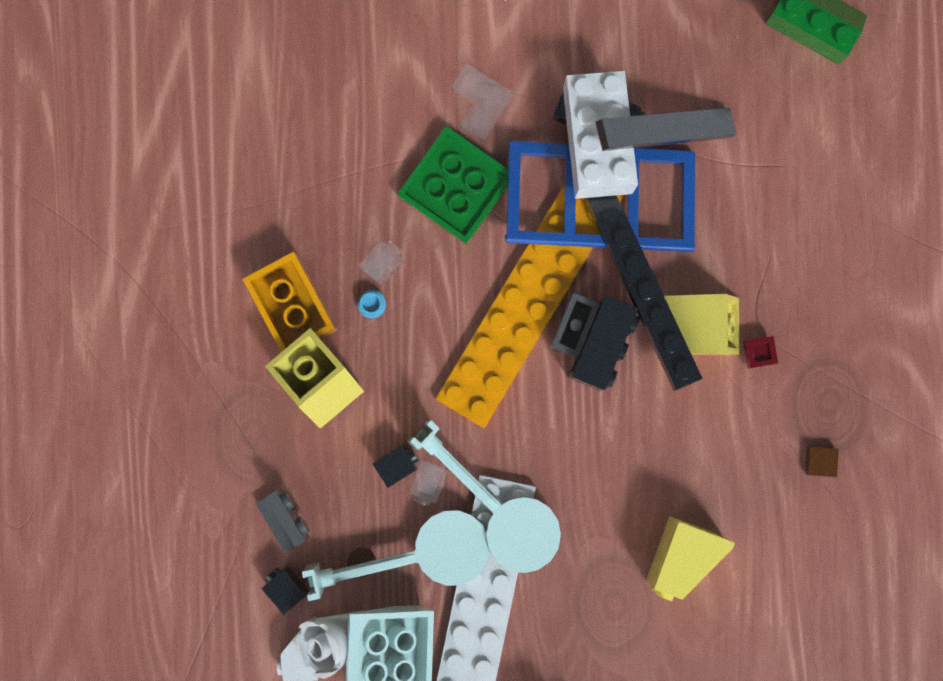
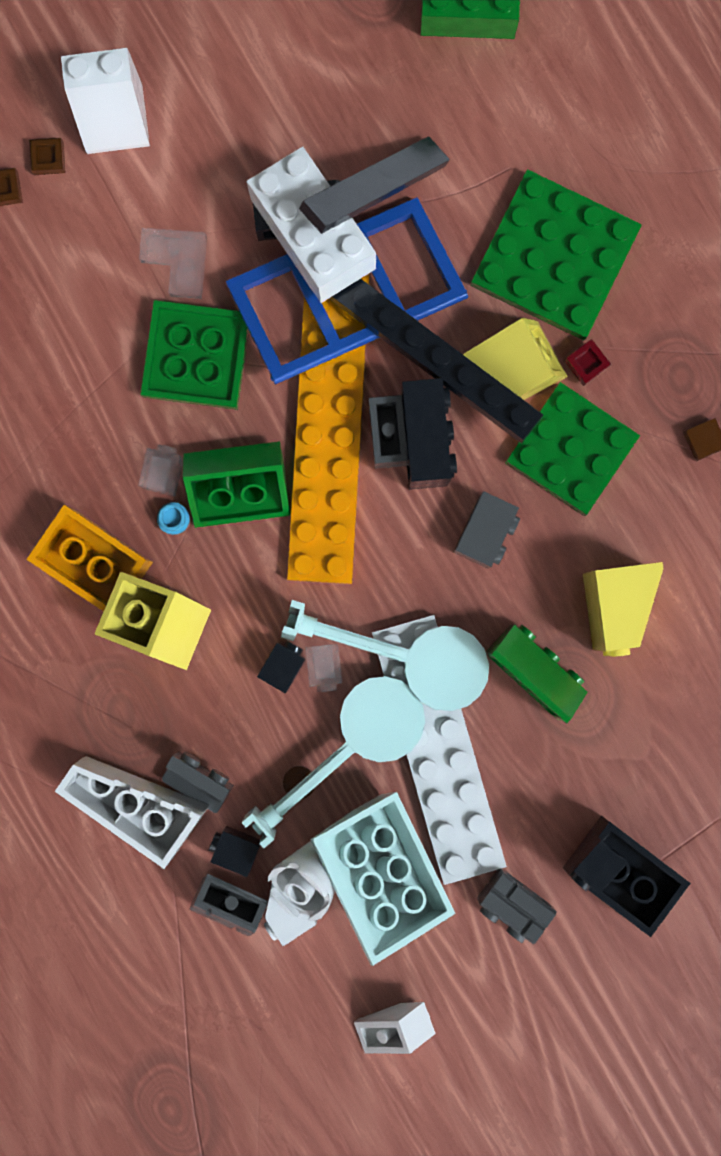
camera: 30 degrees left, 0 degrees up
(223, 514) = (133, 808): none -> white wedge
(257, 629) = (228, 905): none -> dark grey brick
(434, 303) = (236, 484): none -> green slope
(593, 575) = (538, 672): none -> green slope
(612, 443) = (486, 530): none -> dark grey brick
(713, 414) = (573, 449): none -> green plate
(781, 254) = (556, 255): none -> green plate

